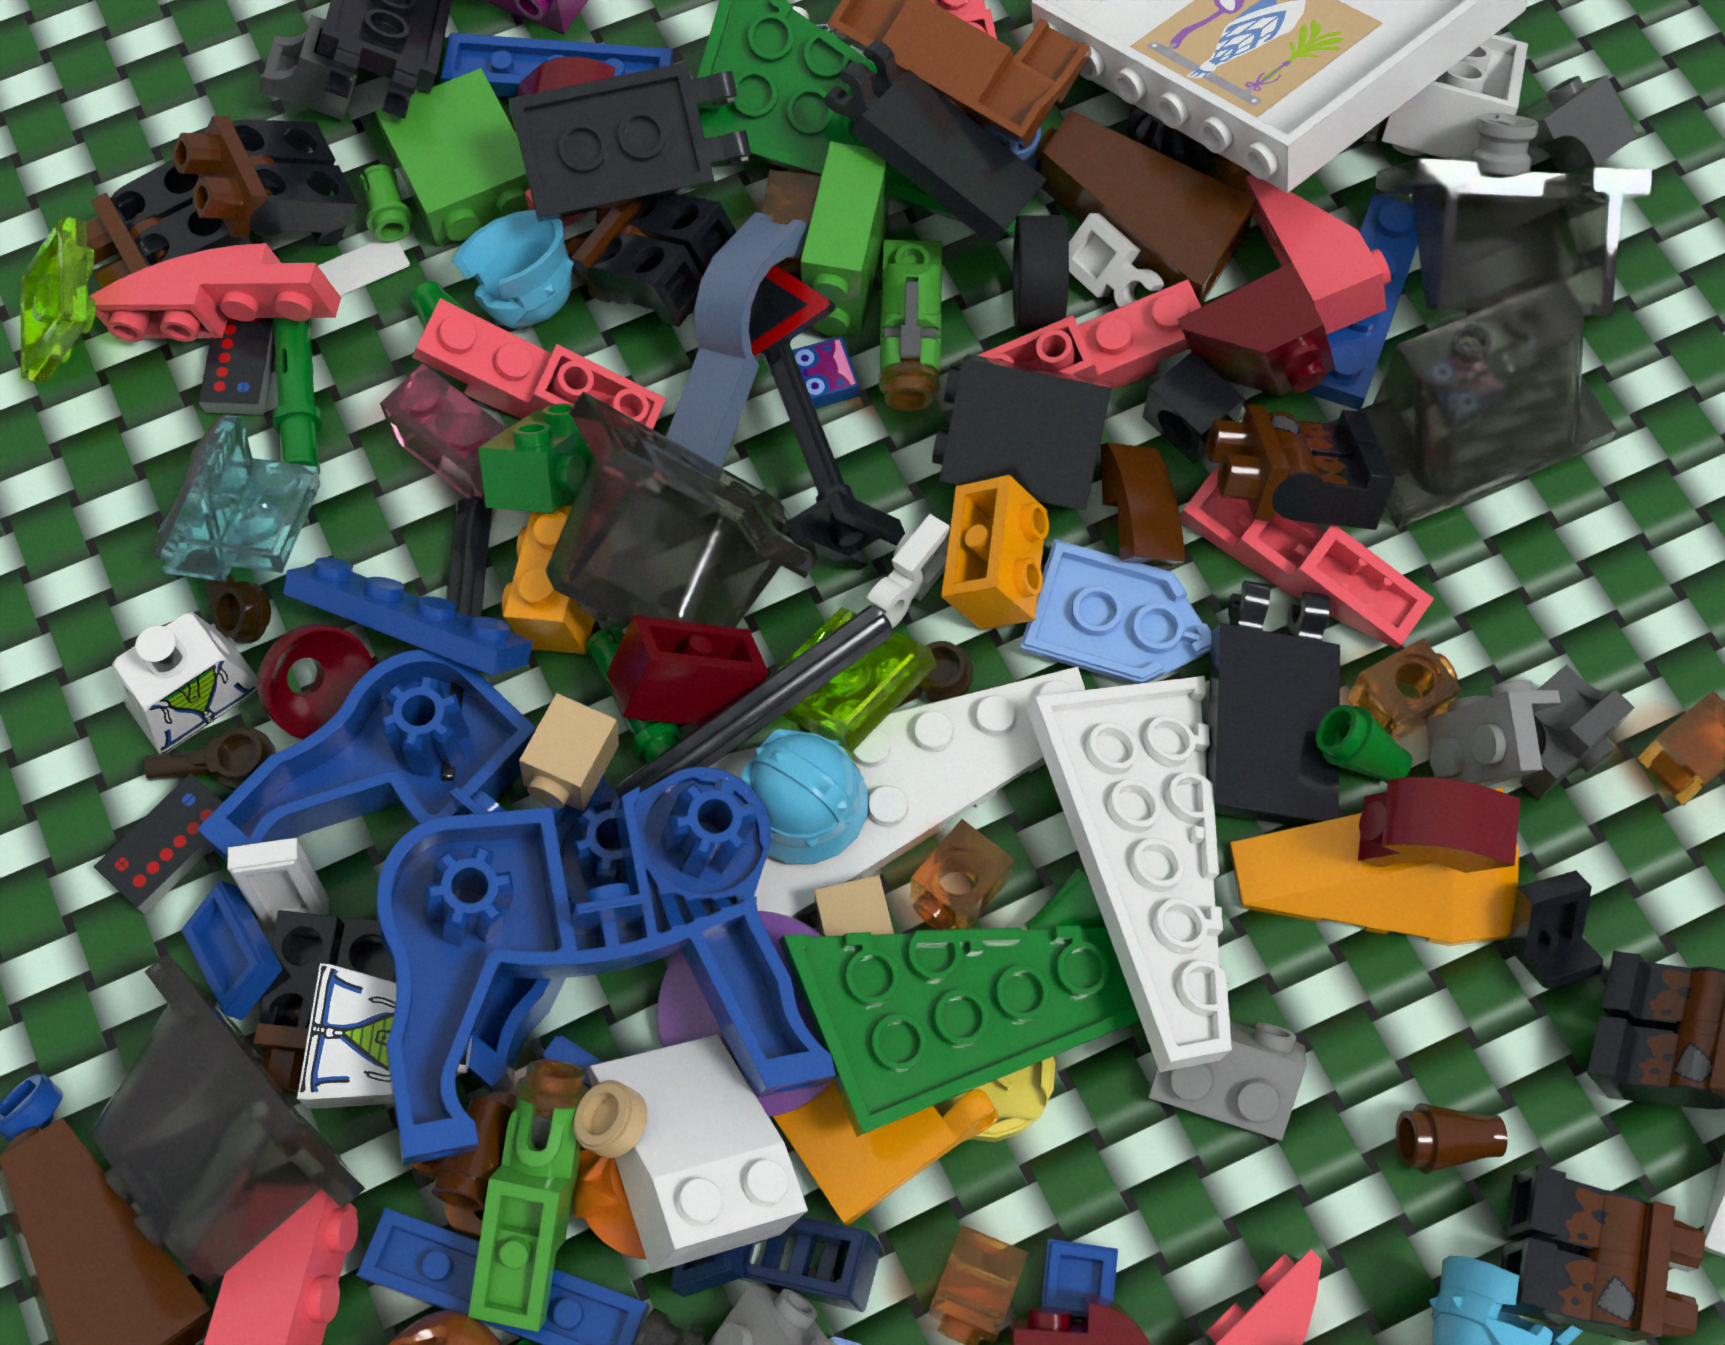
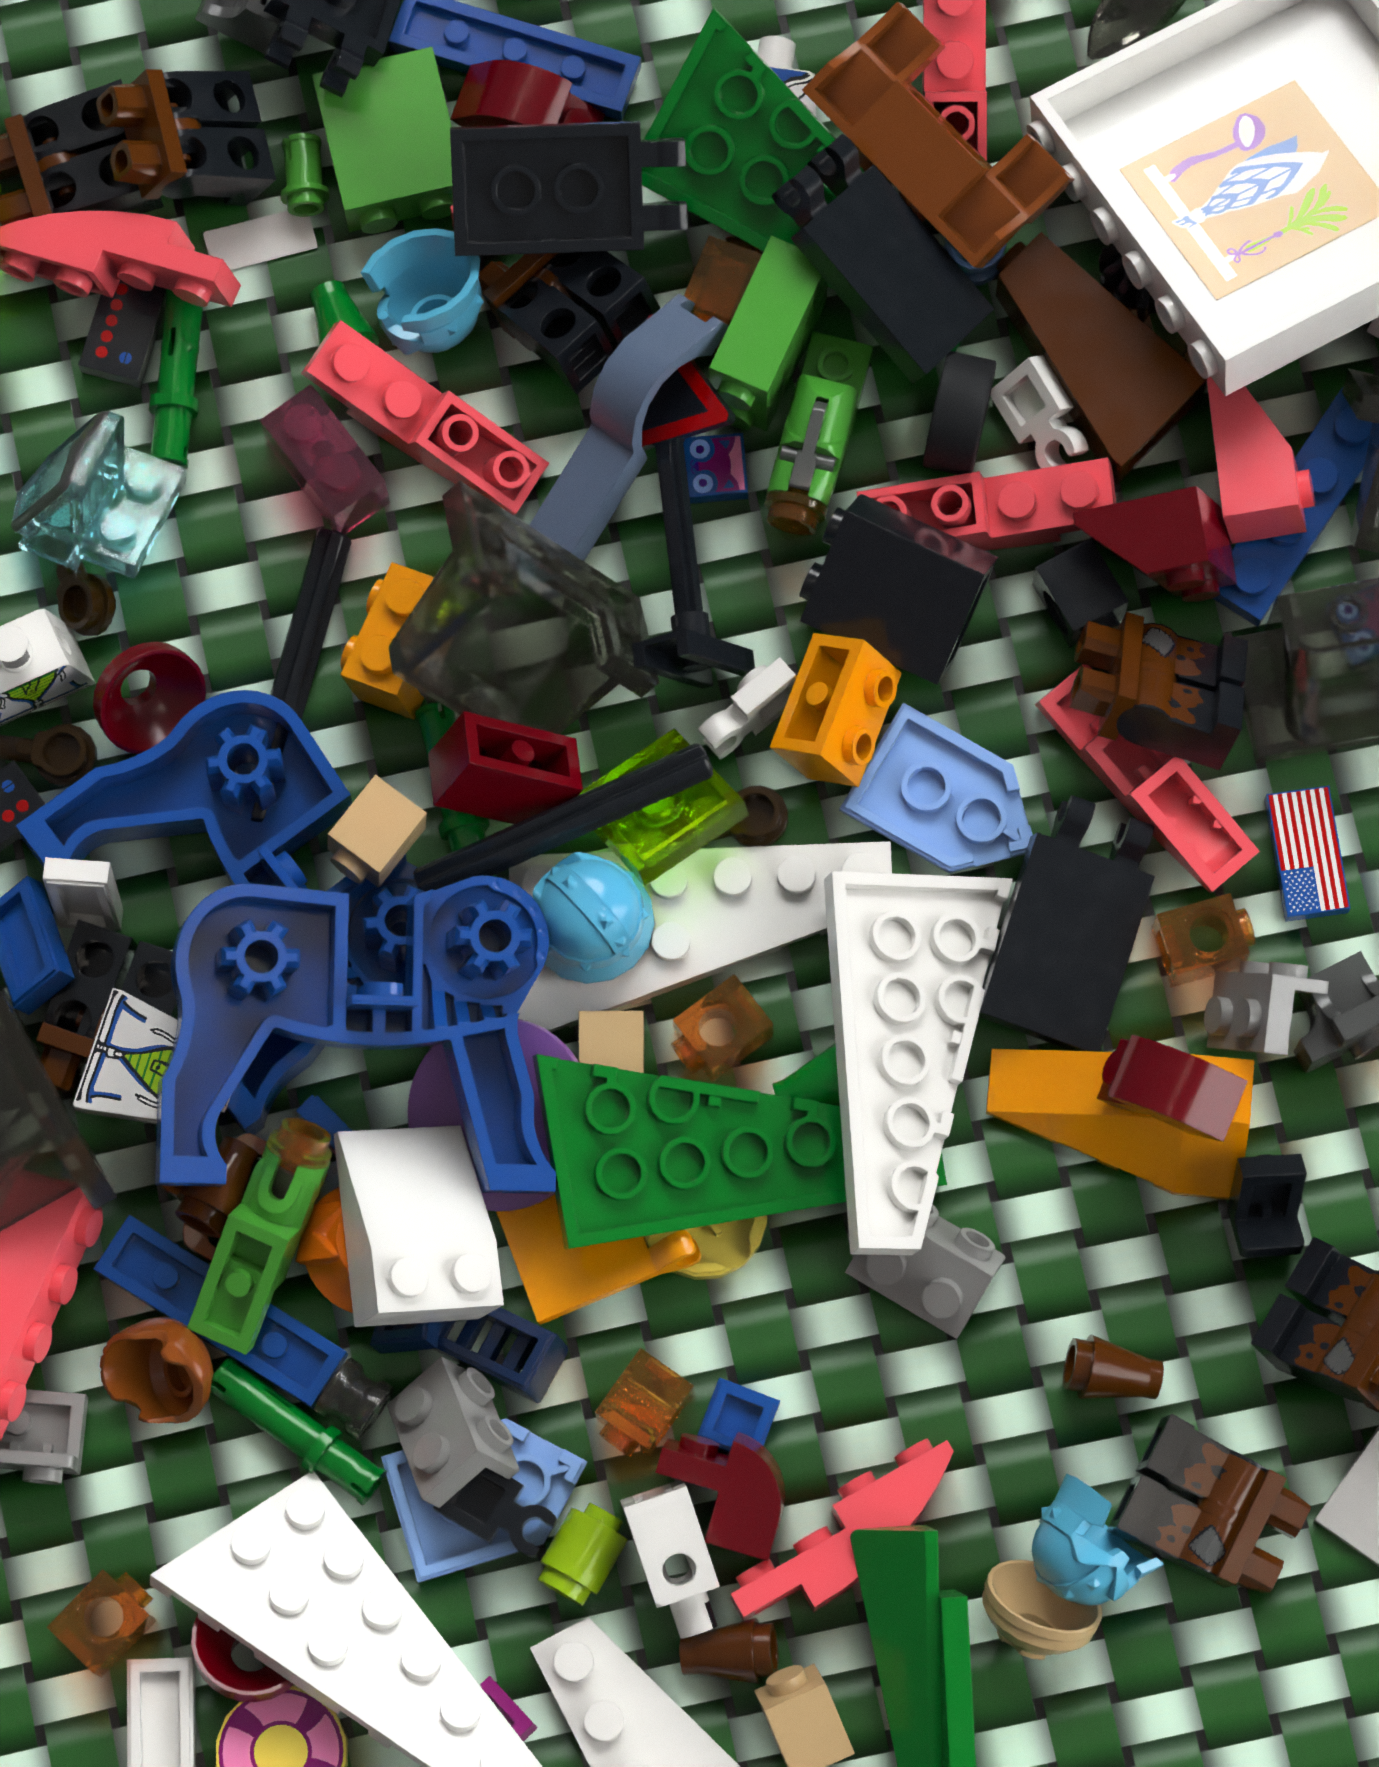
camera: 15 degrees right, 10 degrees up
(422, 621) = (248, 651): blue plate -> none
(535, 462) = (402, 518): green brick -> none
(610, 1119) = (345, 1186): tan tile -> none
(1146, 503) = (1002, 689): reddish brown slope -> none
(1359, 743) = (1138, 983): green cone -> none
(1474, 596) = (1307, 853): none -> tile

